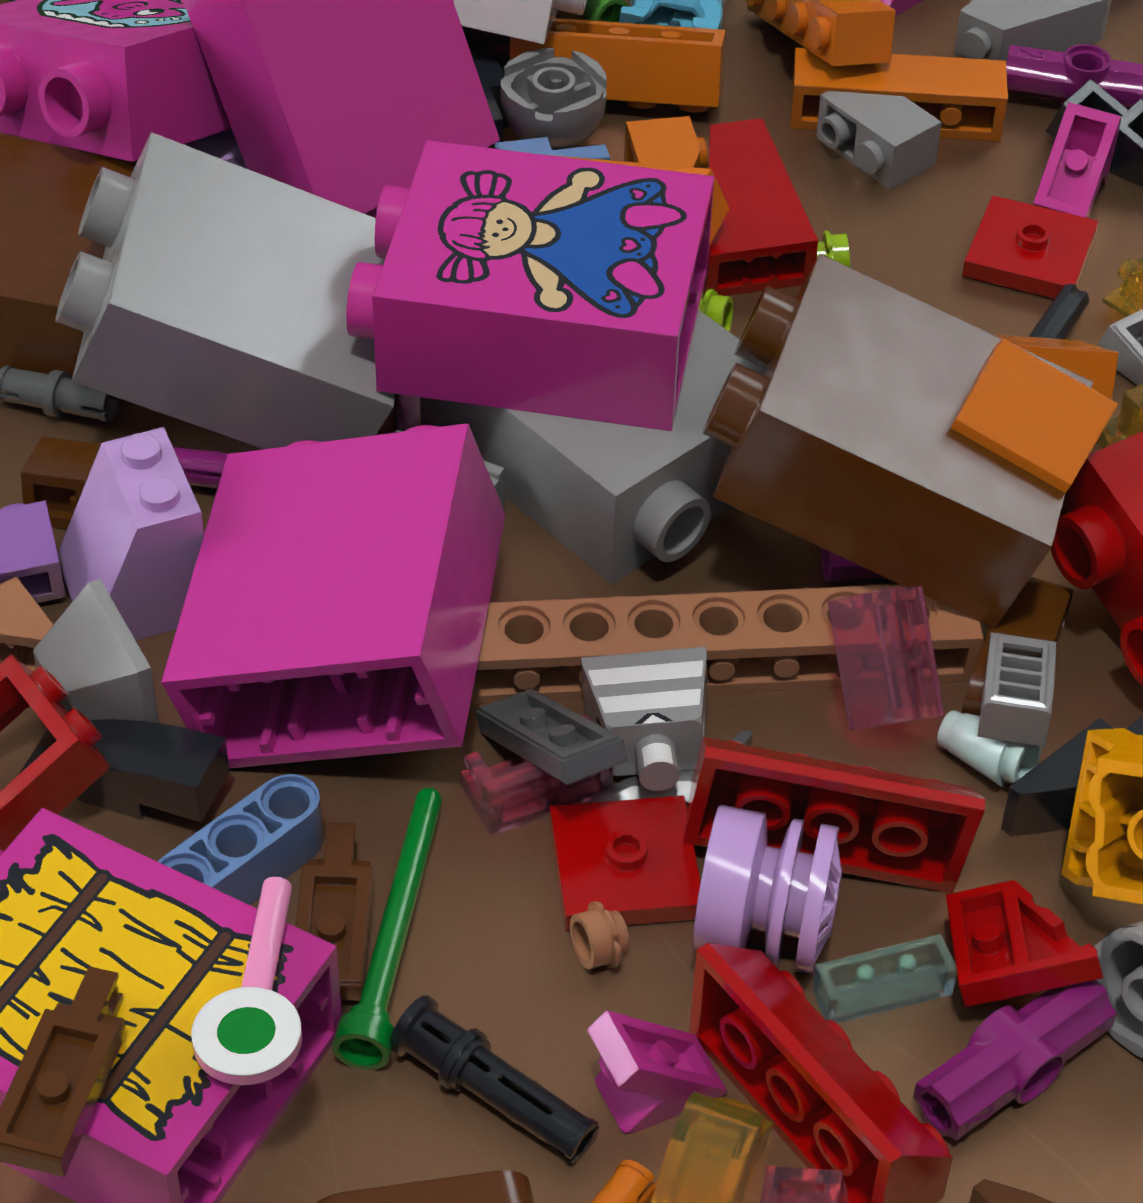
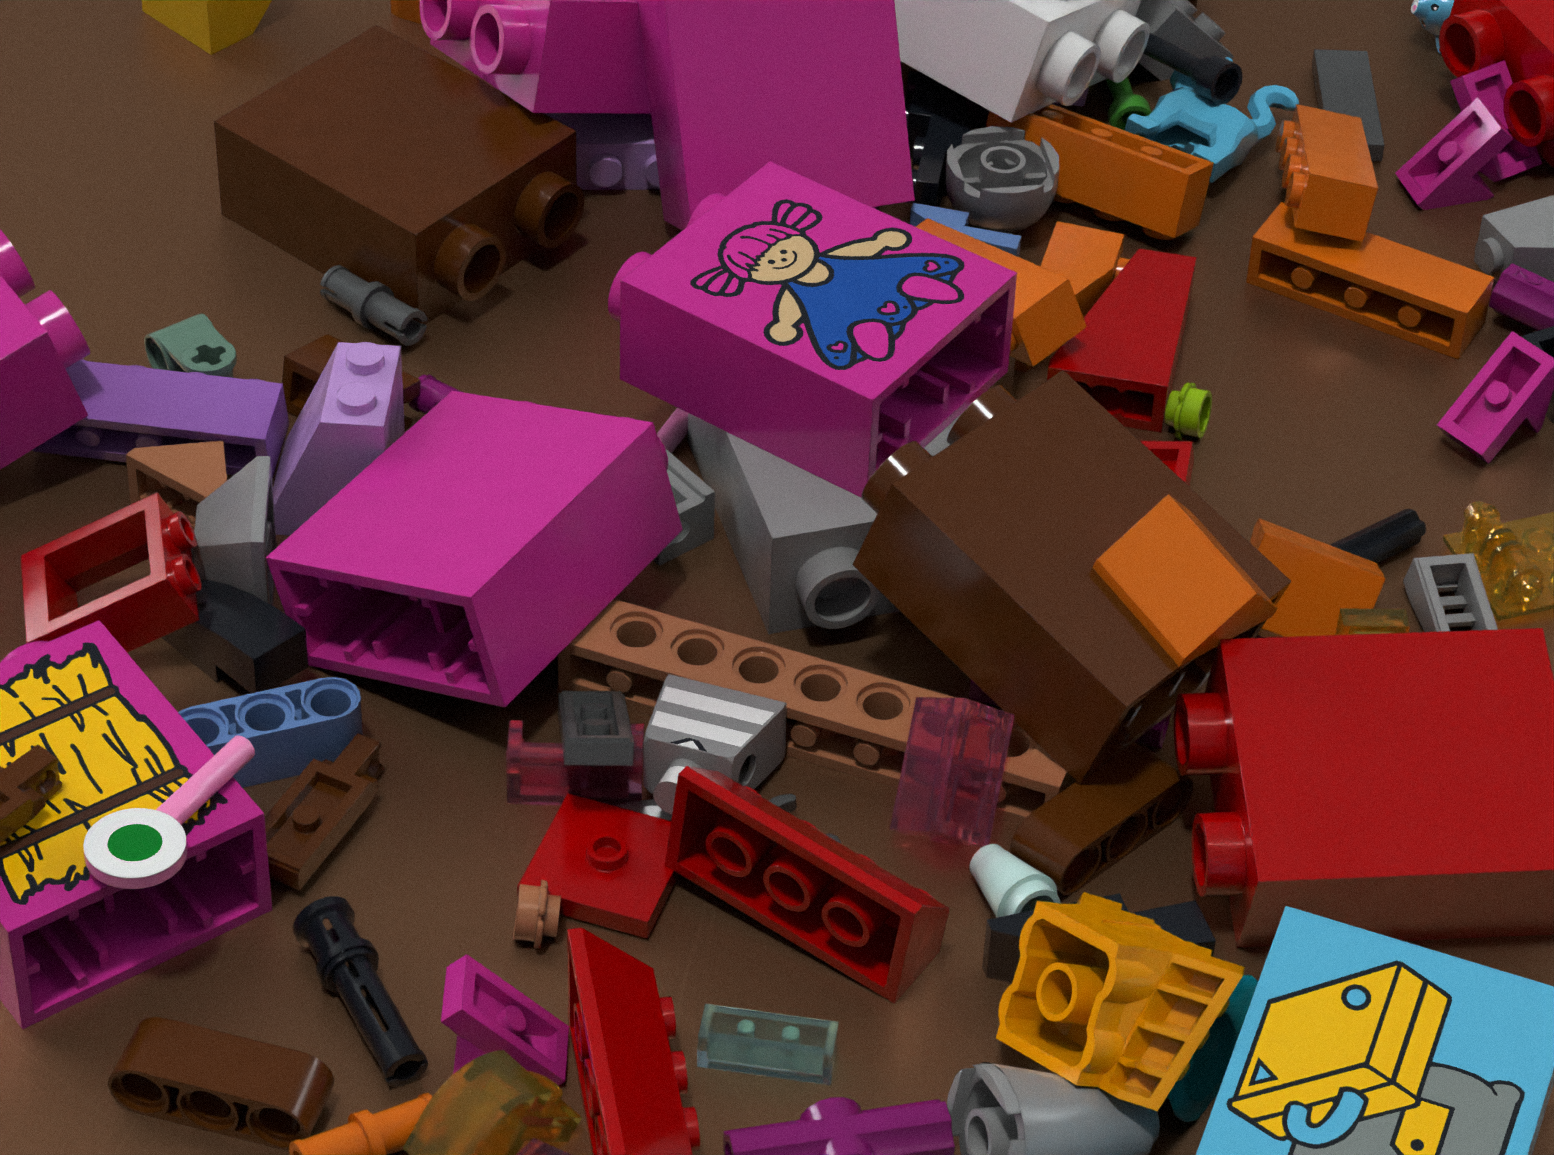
camera: 25 degrees right, 5 degrees down
(224, 301) = (518, 250): light grey brick -> none
(366, 1030) = (275, 910): green piece -> none
(767, 887) = (695, 918): lavender wheel -> none
(879, 134) = (1320, 312): light grey slope -> none
(1012, 945) = (890, 1053): red wing -> none
(1014, 700) = (1048, 864): light grey slope -> none
(1029, 247) = (1405, 465): red plate -> none

